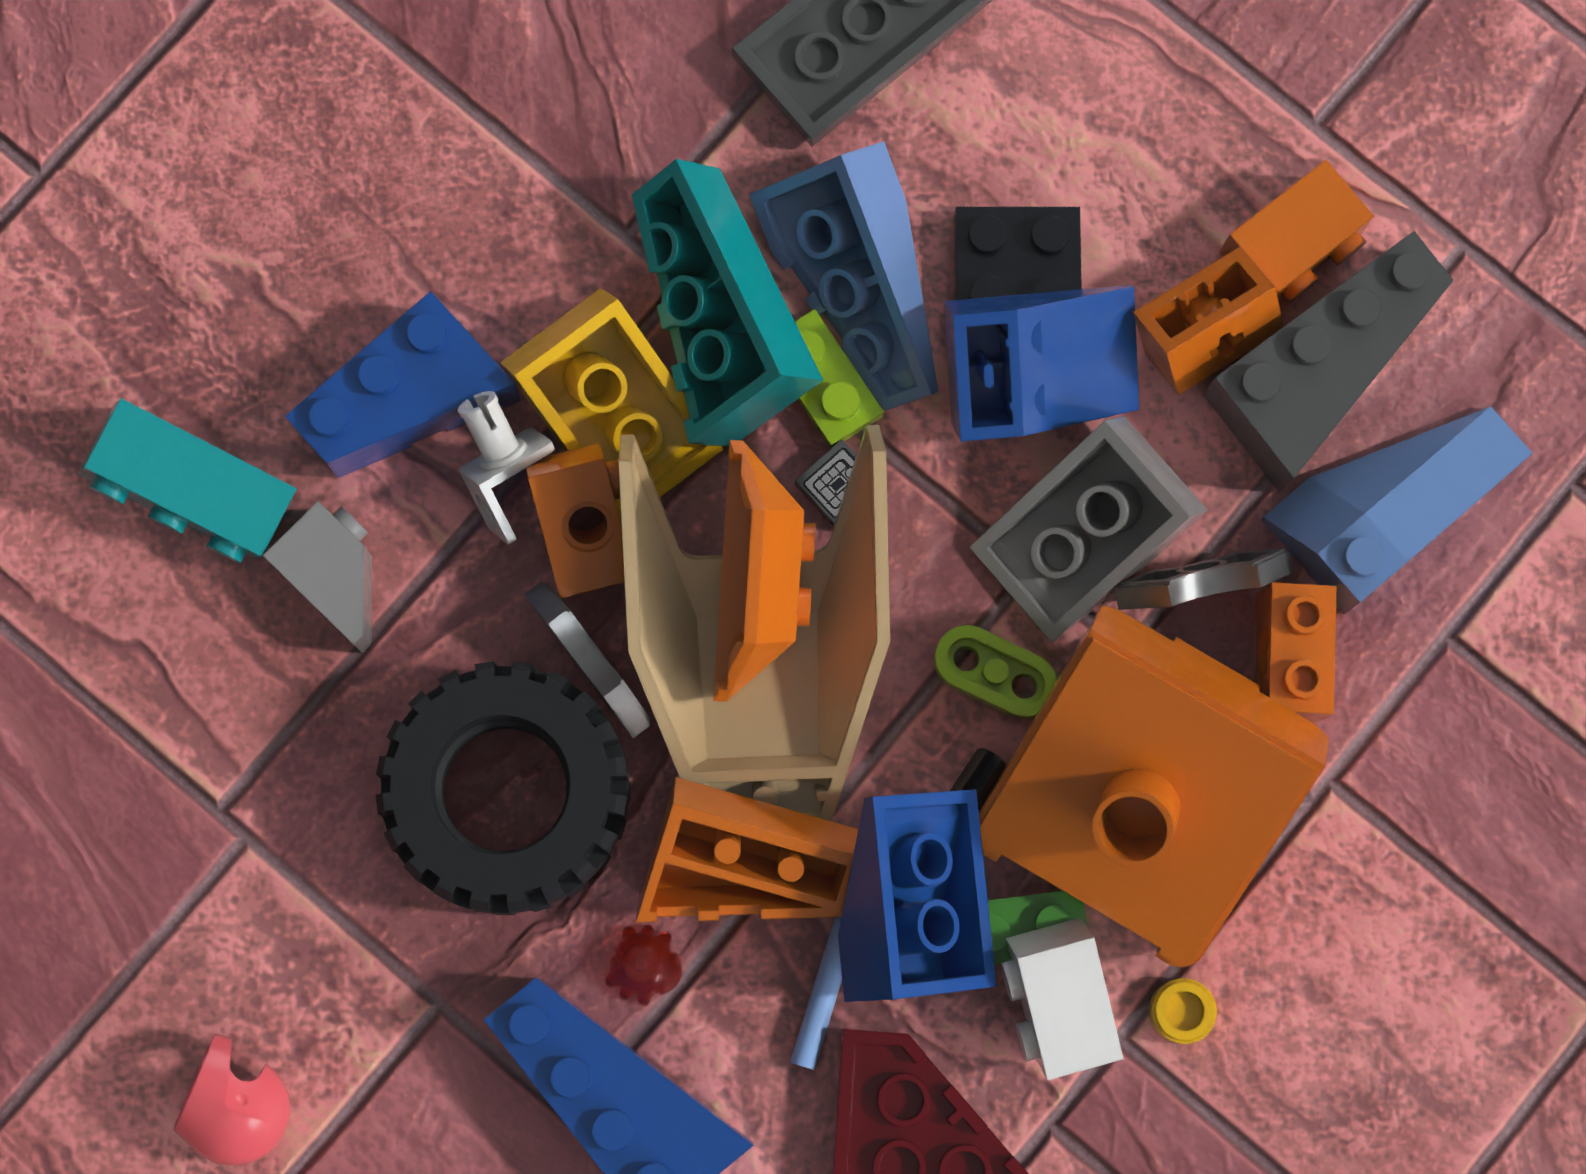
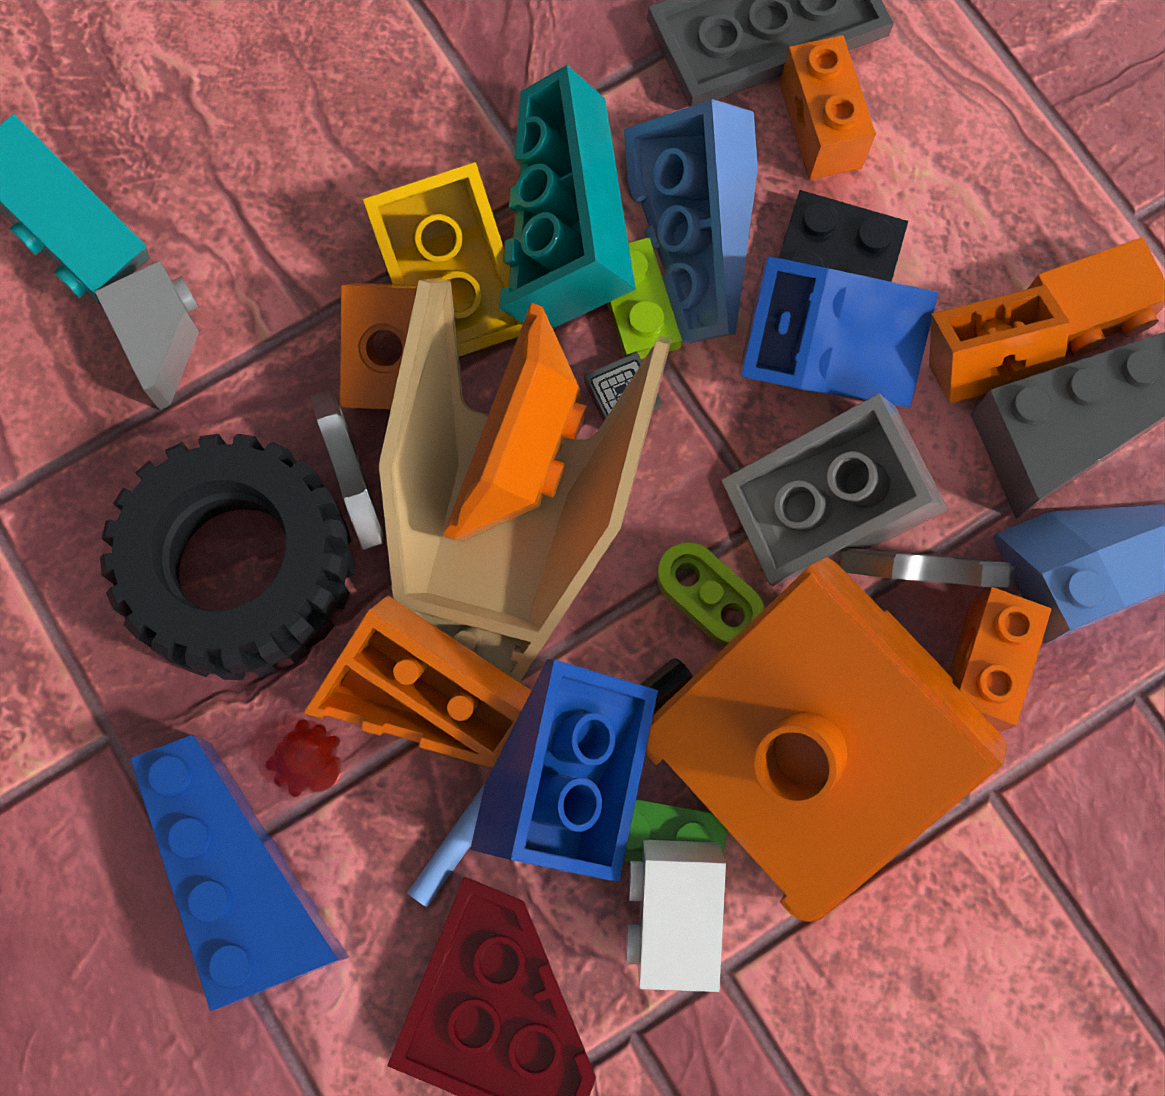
camera: 20 degrees right, 5 degrees down
(399, 390) = (266, 196): blue wedge -> none
(500, 457) = (331, 266): white bracket -> none
(957, 107) = (826, 107): none -> orange brick
(1182, 1011) = (790, 964): yellow tile -> none

